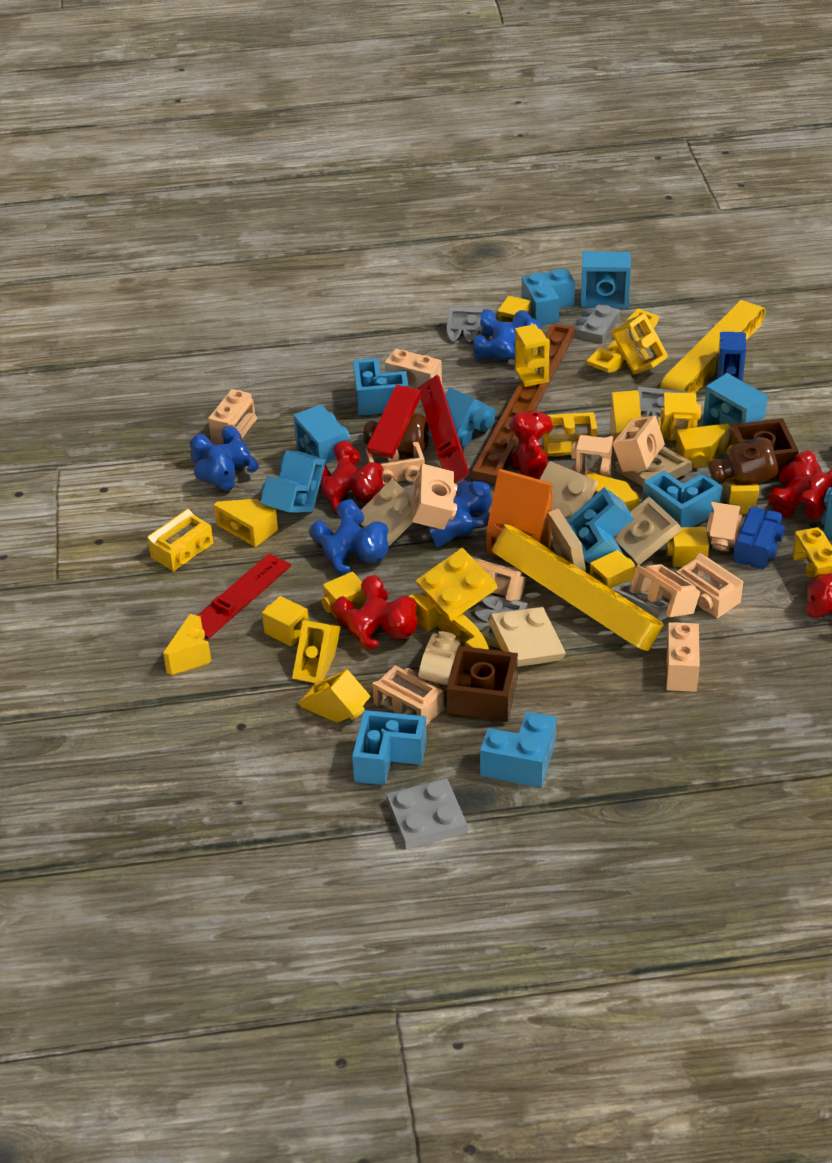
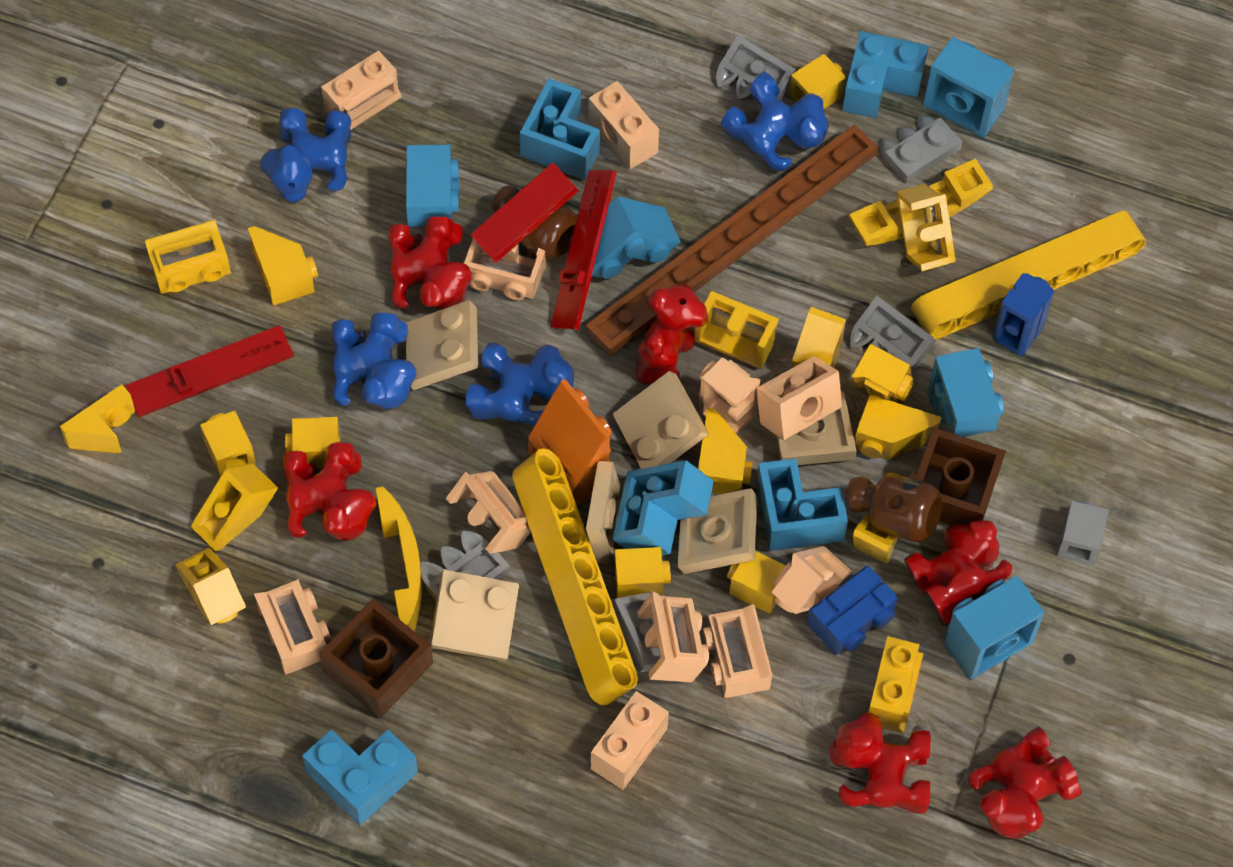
camera: 25 degrees right, 20 degrees up
(297, 484) = (355, 251): dark azure brick -> none
(384, 740) = (214, 677): dark azure brick -> none
(426, 813) = (212, 793): light grey plate -> none
(433, 497) = (468, 378): light nougat brick -> none
(439, 658) = (351, 593): tan plate -> none
(456, 584) = (430, 506): yellow plate -> none
(531, 355) = (767, 184): yellow window -> none

